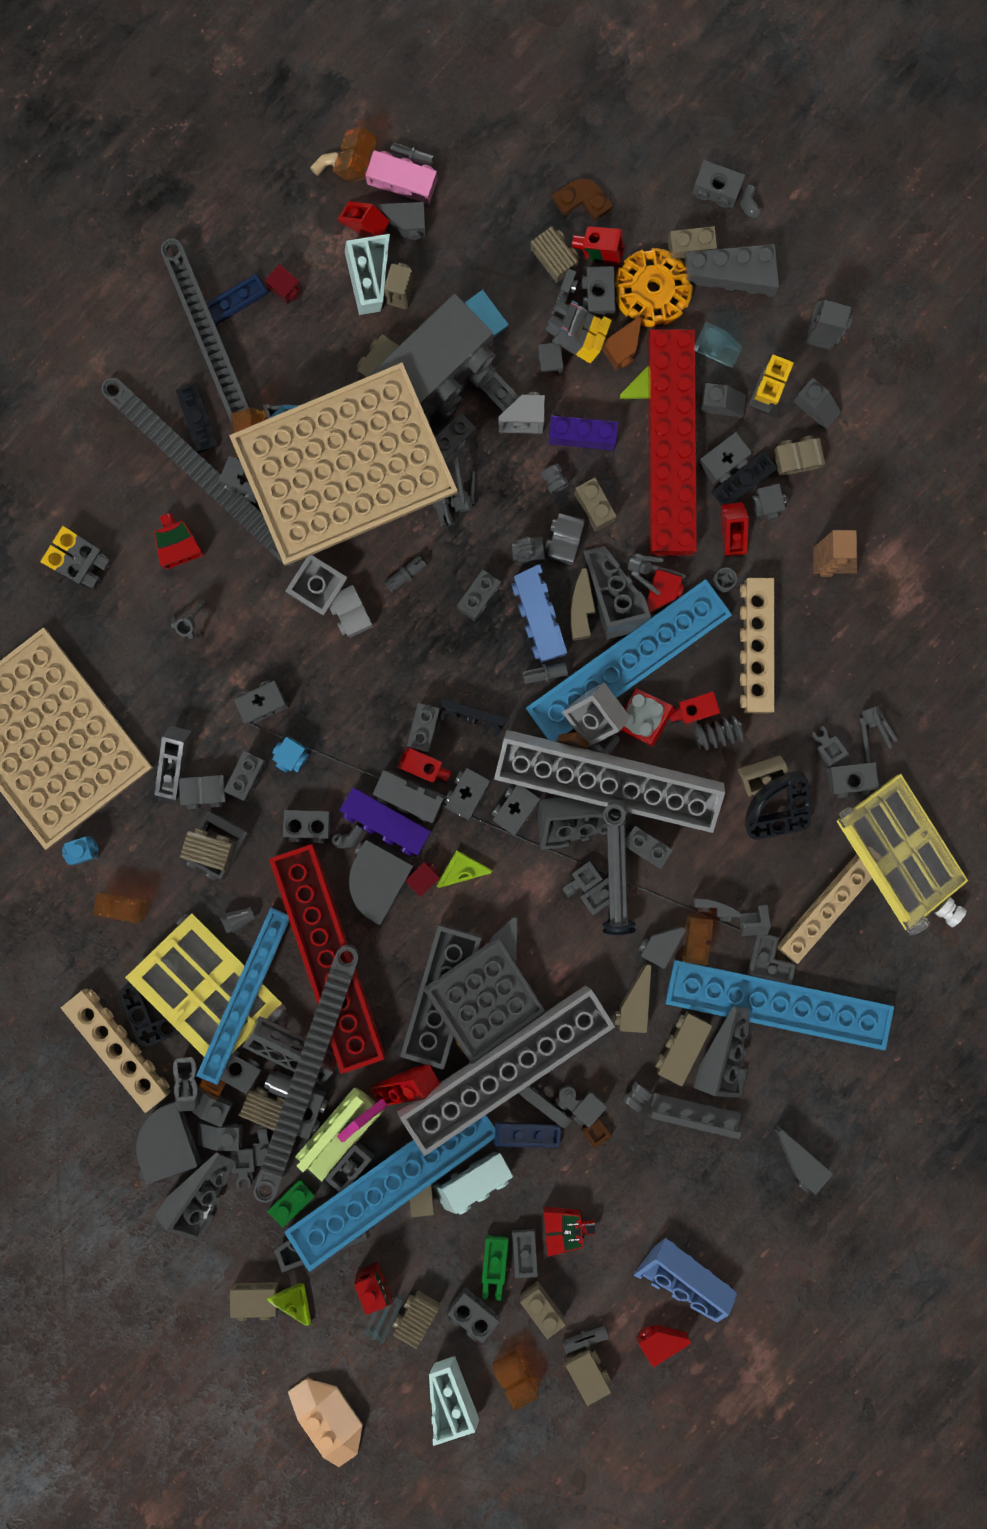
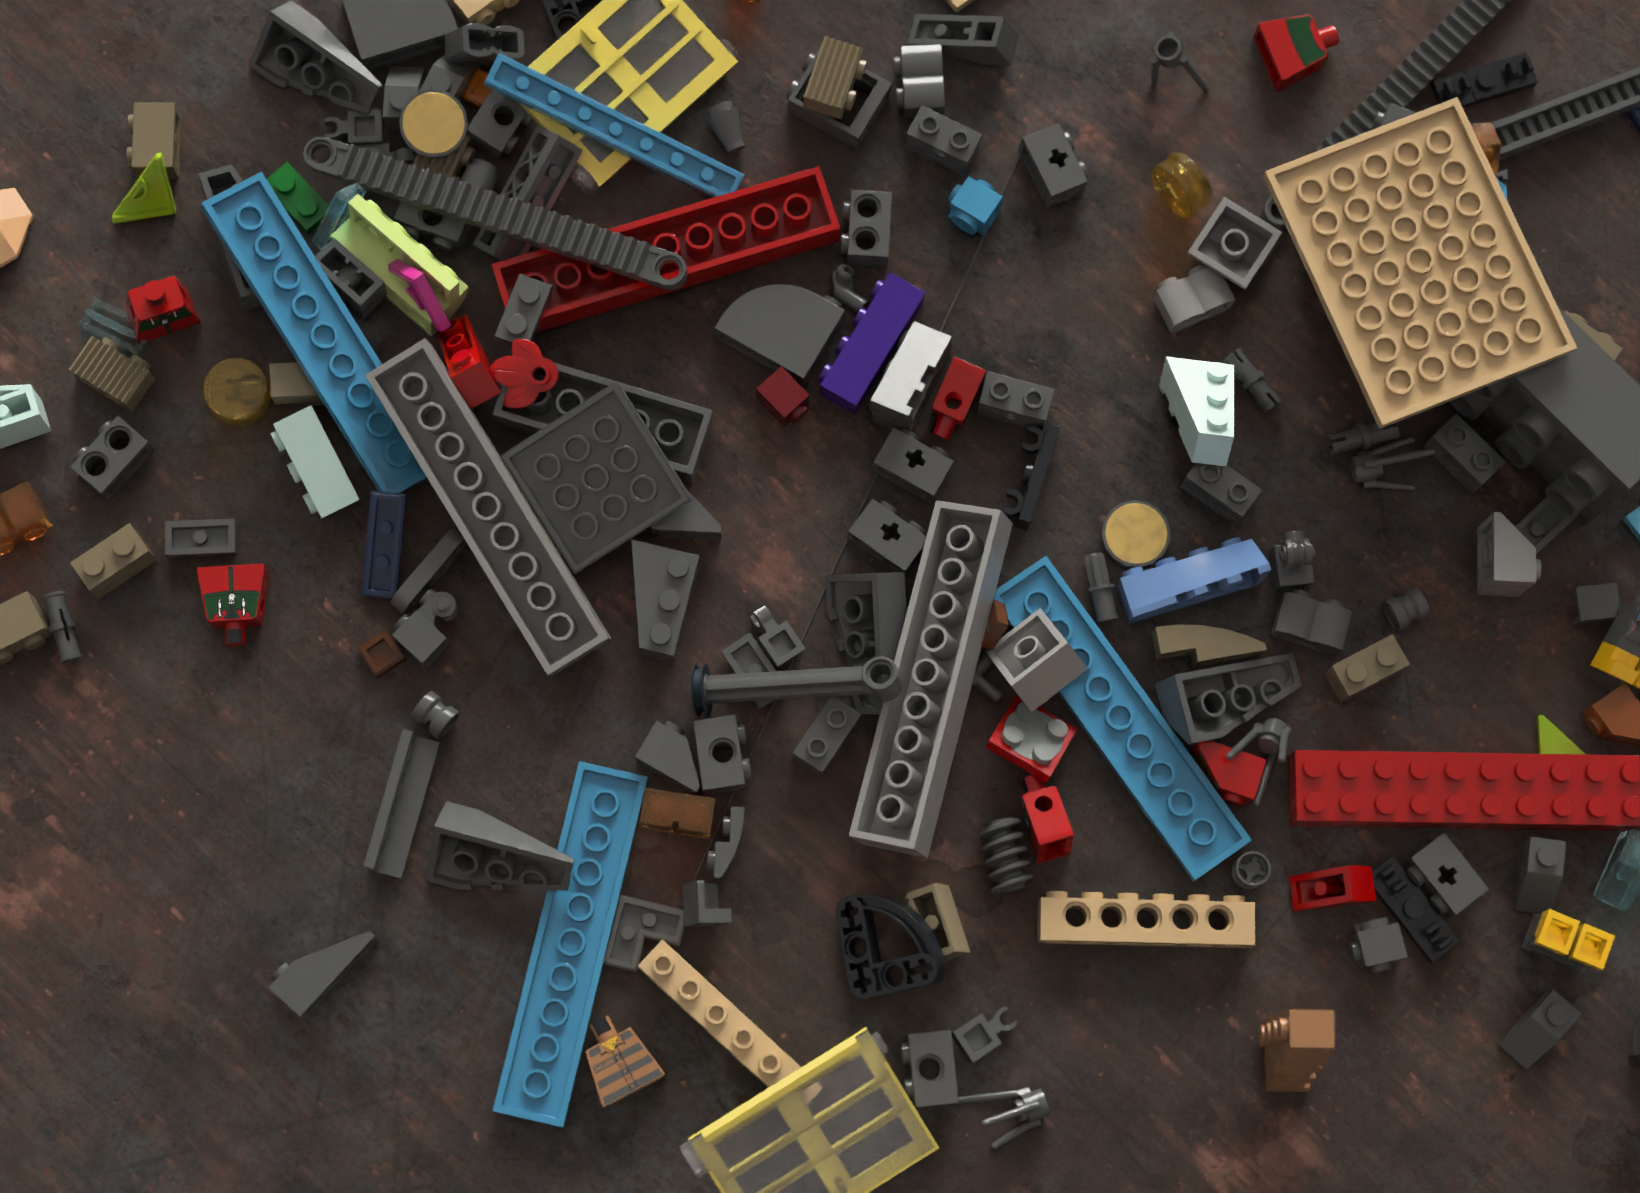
camera: 85 degrees right, 10 degrees down
(244, 1116) = (433, 123): none -> pearl gold tile
(274, 618) = (1181, 185): none -> clear yellow head
(307, 1177) = (336, 214): none -> clear light blue tile
(375, 1051) = (523, 310): none -> dark grey plate
(417, 1053) = (519, 371): none -> red plate
(426, 1236) = (237, 391): none -> clear yellow head
(427, 606) = (1203, 405): none -> light aqua wedge
(462, 869) = (796, 457): lime tile -> none
(494, 1264) = (185, 492): green hinge -> none
(508, 650) = (1135, 534): none -> pearl gold tile
(559, 954) = (663, 597): none -> dark grey wedge
(583, 433) = (1479, 652): dark purple brick -> none
(635, 1005) = (573, 713): dark tan slope -> none
(661, 1342) = (49, 742): red slope -> none
(672, 918) = (712, 735): none -> dark grey brick
(682, 1048) = (508, 787): dark tan brick -> none
(687, 1280) = (144, 785): medium blue wedge -> none
(799, 456) = (1453, 995): dark tan brick -> none
(853, 971) = (620, 1063): none -> torso

